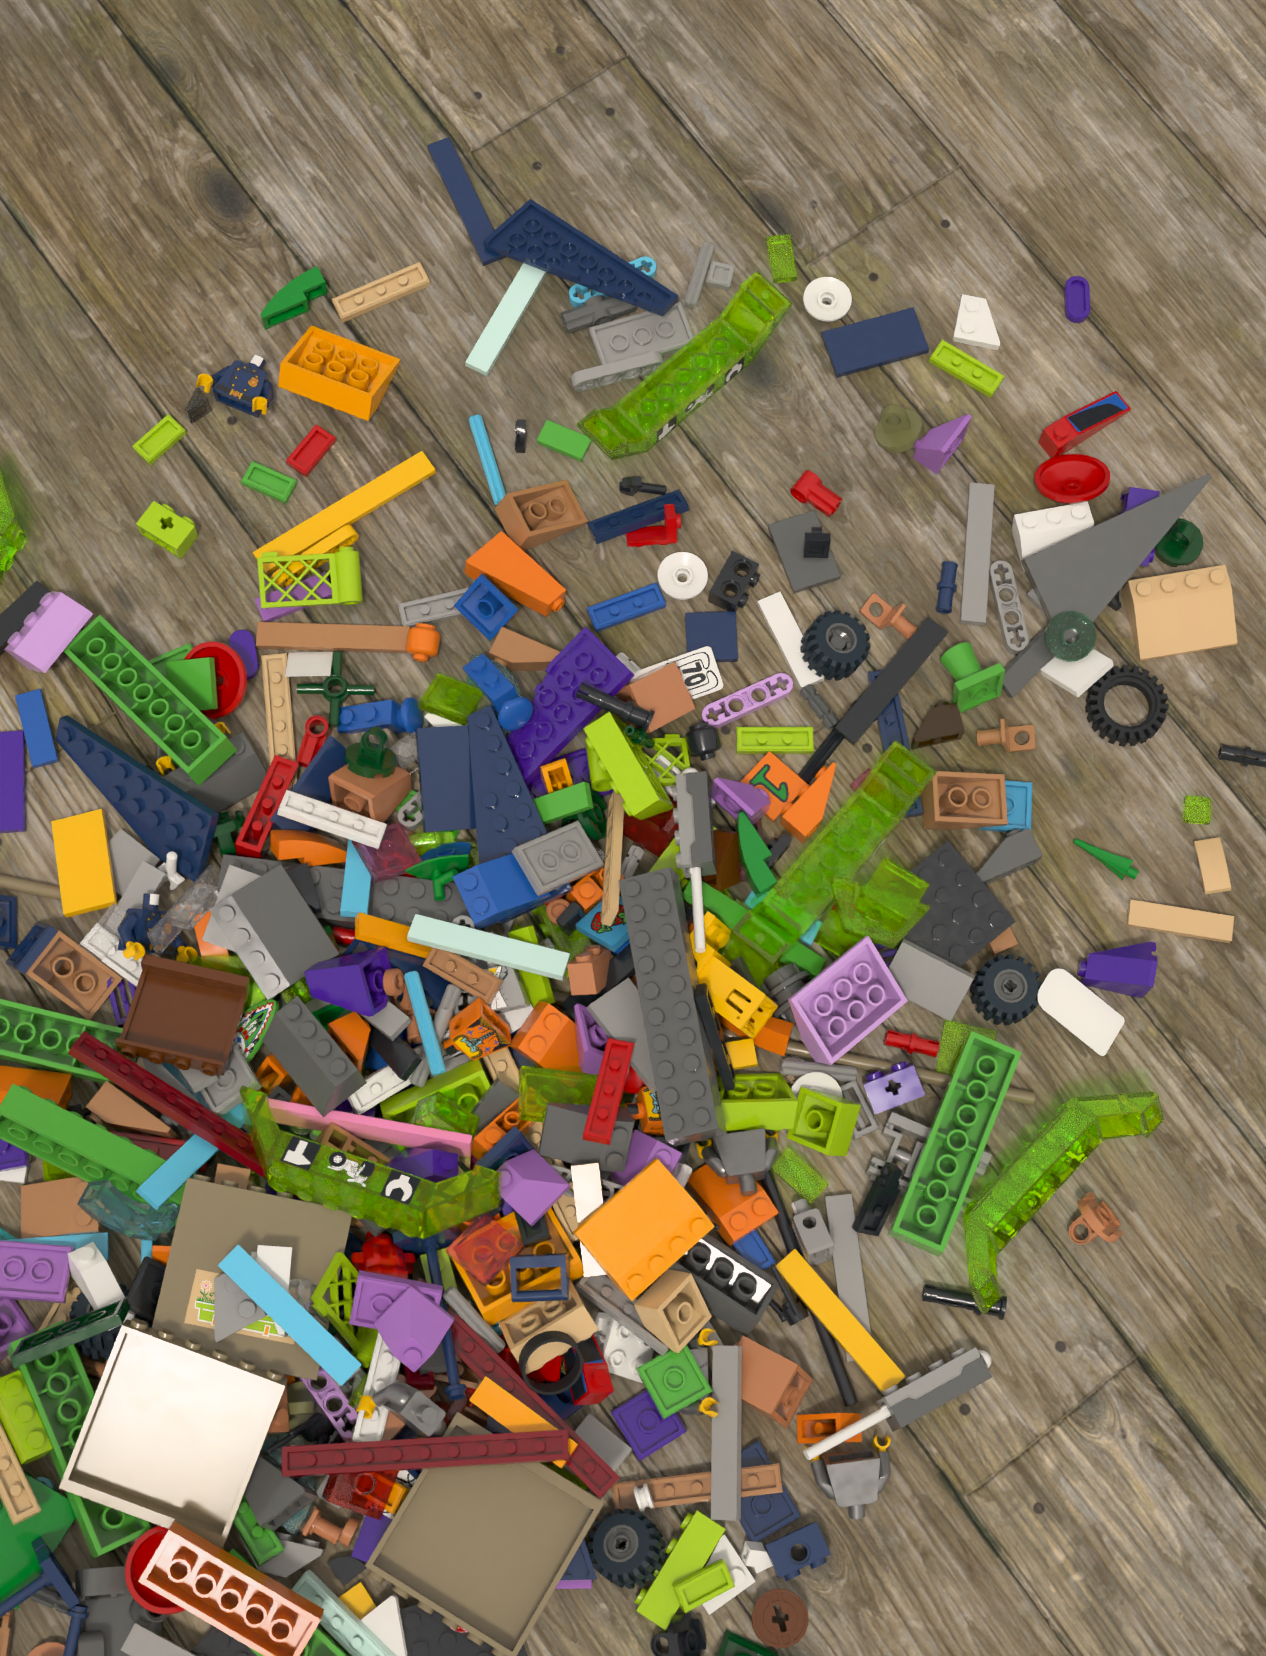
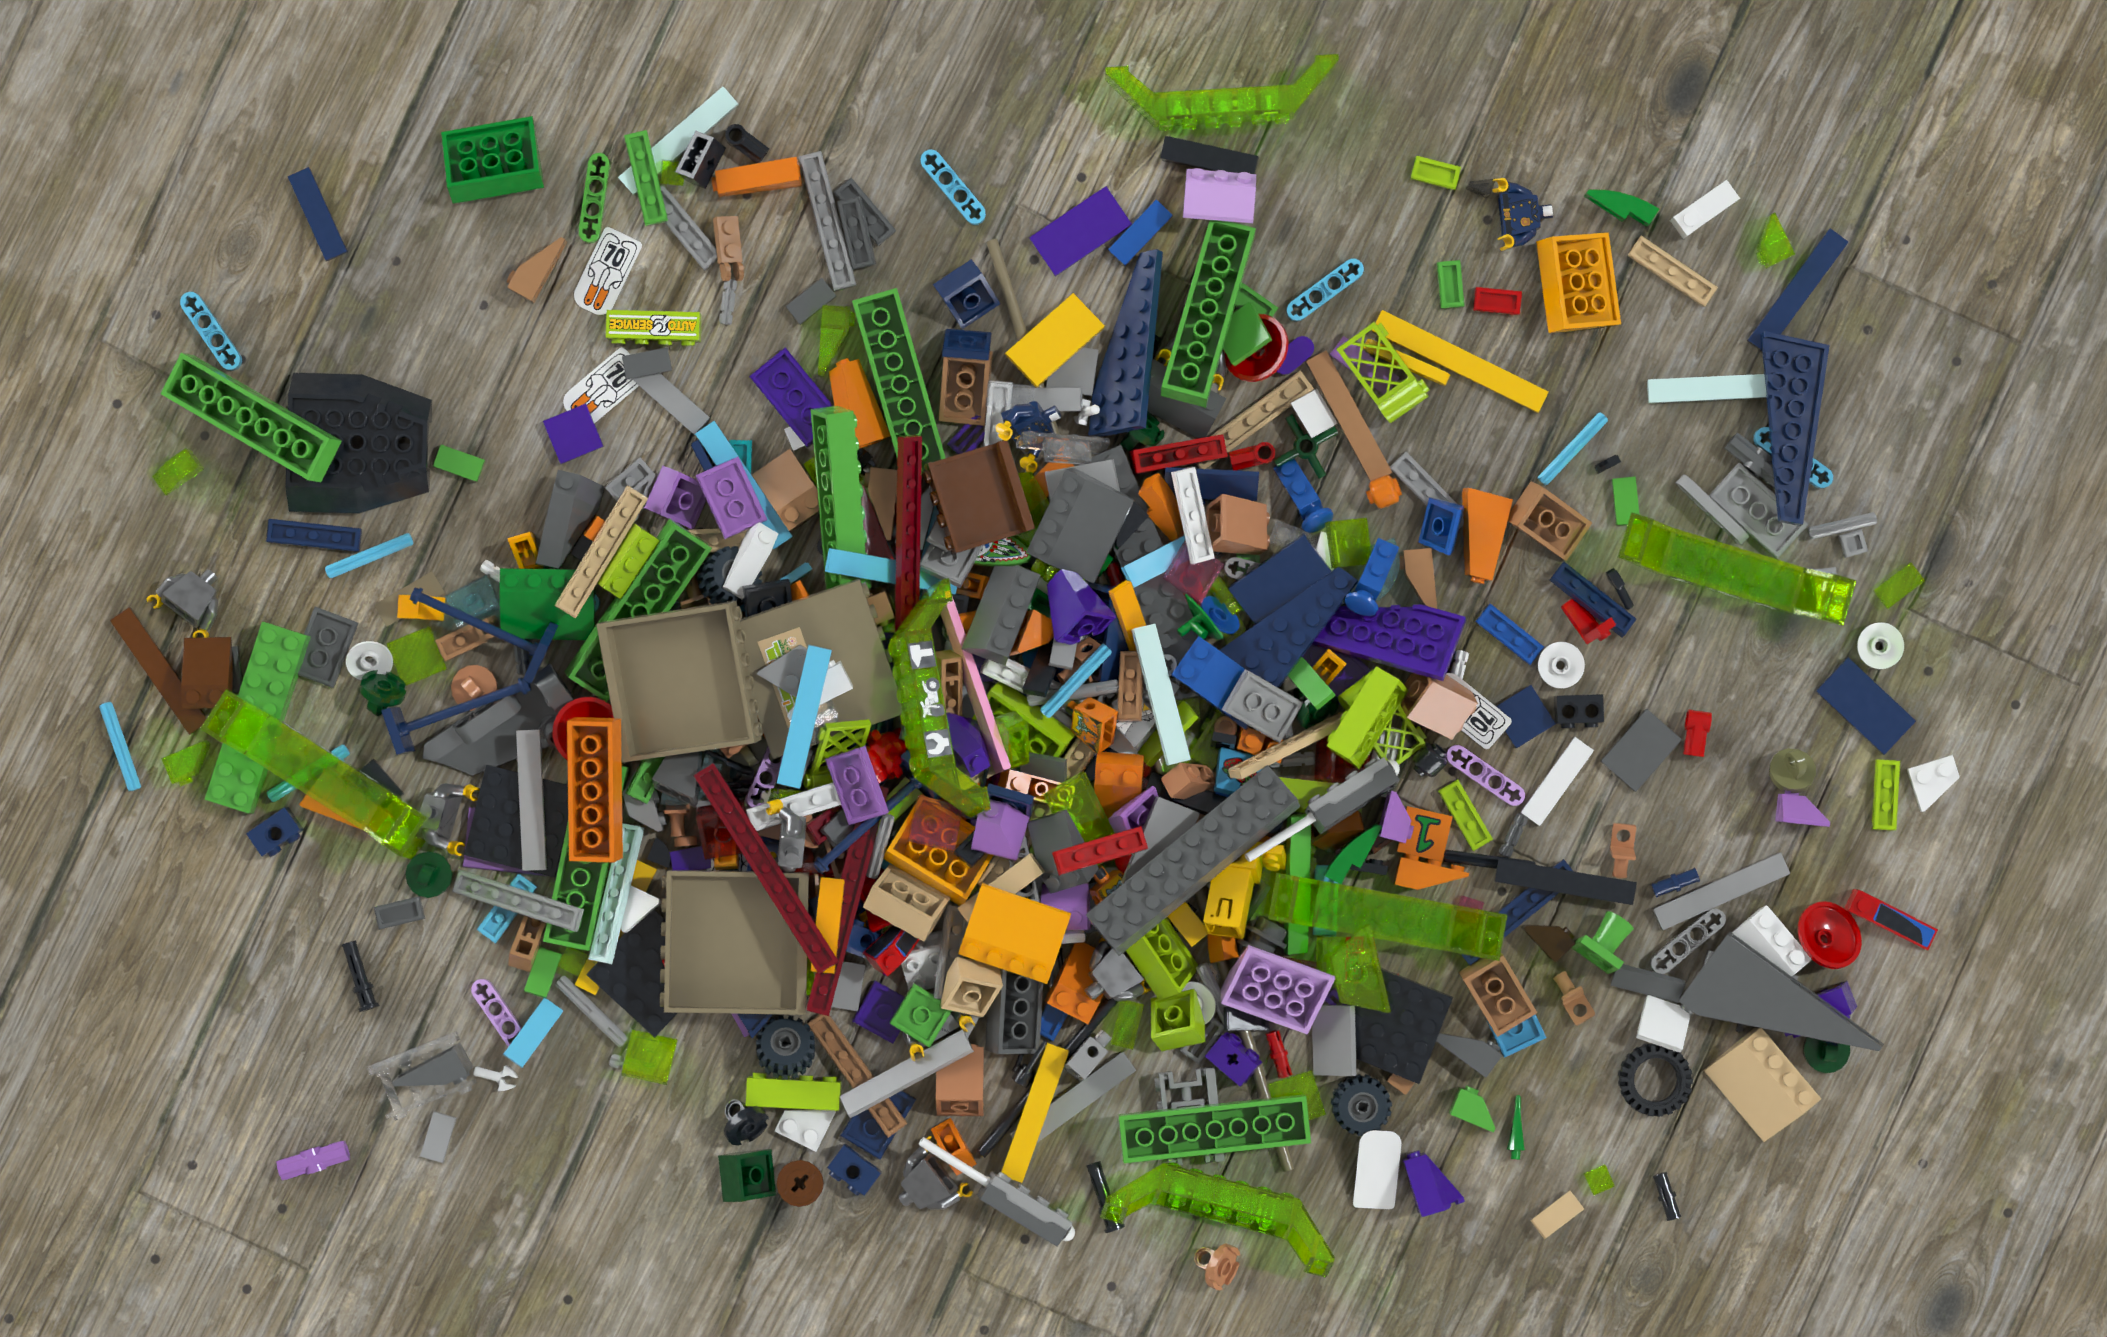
camera: 65 degrees right, 15 degrees up
(70, 1332) = (704, 566): dark green tile -> none
(125, 1215) = (810, 544): clear light blue arch -> none
(174, 540) = (1356, 218): lime brick -> none
(199, 593) = (1323, 288): none -> medium azure beam
(343, 237) = (1704, 209): none -> white slope
(371, 758) = (1260, 513): dark green tile -> none
(393, 982) = (1093, 639): nougat tile -> none
(410, 195) = (1773, 243): none -> clear neon green slope
(413, 1327) = (847, 808): medium lavender slope -> none
(535, 1261) = (948, 872): dark blue tile -> none
(558, 1386) = (870, 936): black tyre -> none
(626, 711) = (1409, 690): black pin -> none
(639, 737) = (1398, 711): dark green bar -> none
(643, 1497) = (827, 1039): white bush -> none
(703, 1585) = (791, 1116): lime tile -> none
(715, 1036) = (1189, 905): black tile -> none
(755, 1556) = (833, 1142): white piece -> none
(816, 544) = (1649, 758): black tile -> none
(835, 645) = (1569, 821): black wheel -> none
(859, 1056) = (1241, 1021): none -> black tile
(879, 1201) = (1140, 1094): black hinge -> none
(894, 890) = (1385, 978): clear neon green tile -> none
(1055, 636) = (1694, 995): clear green tile -> none
(1065, 887) = (1471, 1108): none -> bright green slope
(1077, 299) = (2006, 853): dark purple tile -> none
(1180, 921) = (1497, 1211): tan tile -> none

